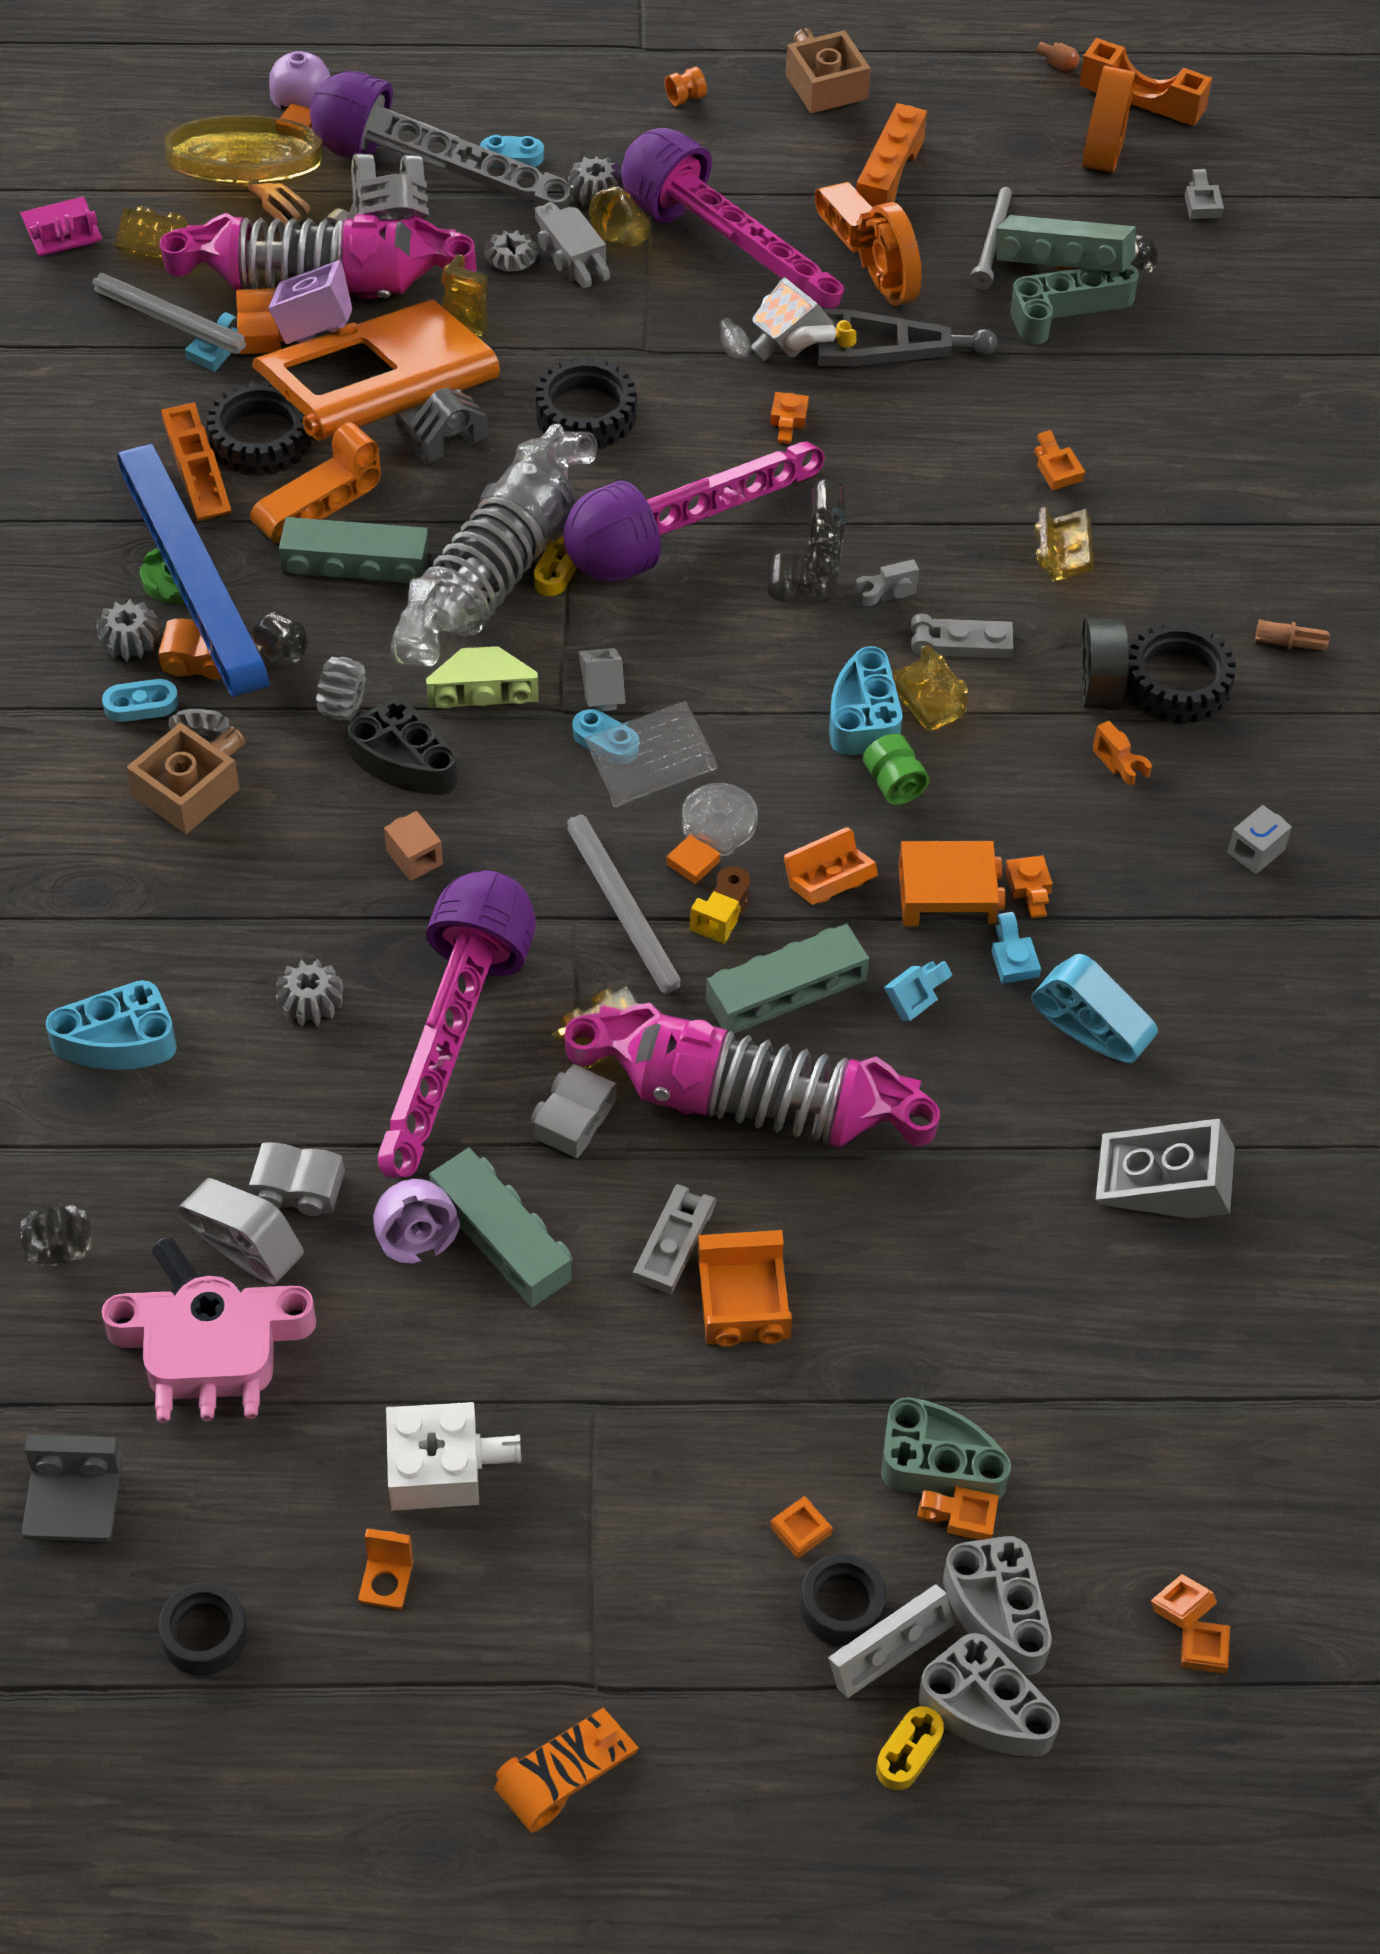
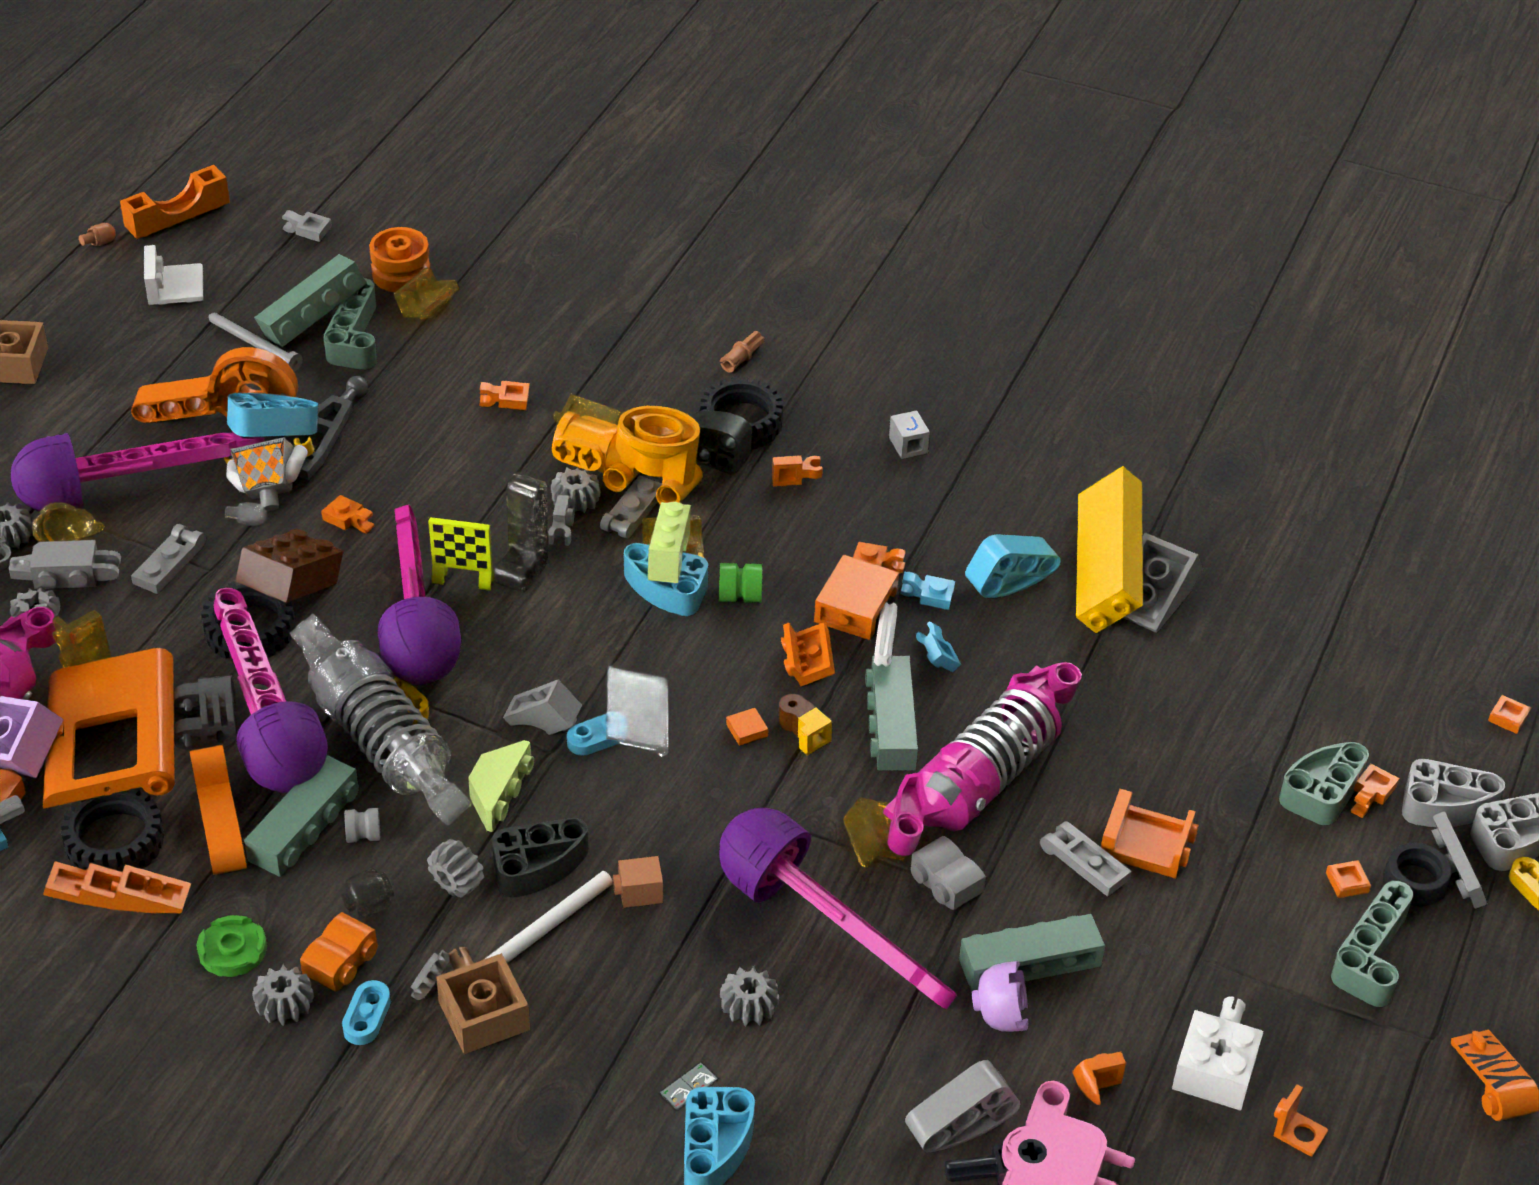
camera: 65 degrees left, 10 degrees down
(185, 990) = (679, 1089): none -> light grey sticker
(193, 571) = (257, 919): blue beam -> none
(297, 1178) = (926, 1062): light grey brick -> none
(320, 792) = (554, 917): none -> white piece
(364, 1346) = (1099, 1072): none -> orange plate
(365, 598) = (362, 825): none -> light grey wheel
(418, 488) = (283, 739): none -> dark purple piece
(623, 904) = (764, 780): light grey axle -> none
(637, 313) = (168, 559): none -> light grey plate
(658, 393) = (289, 565): none -> reddish brown brick
(708, 1582) = (1358, 961): none -> sand green beam
(720, 816) = (719, 695): clear tile -> none
(762, 510) = (461, 547): none -> neon yellow flag
(859, 285) = (271, 415): none -> medium azure beam
(864, 672) = (669, 542): none -> yellowish green arch
(893, 925) = (885, 635): none -> white axle
(897, 143) = (117, 340): orange arch -> none
(946, 576) = (579, 486): none -> light grey gear
(1021, 590) = (645, 441): none -> light orange piece
(1025, 134) = (172, 282): none -> white bracket
(1109, 119) = (208, 229): orange beam -> none
(1163, 330) = (424, 294): none -> clear yellow bracket
(1180, 1097) = (1109, 550): none -> yellow brick
(1183, 1602) = (1478, 708): orange tile -> none
(1199, 287) = (397, 257): none -> orange wheel

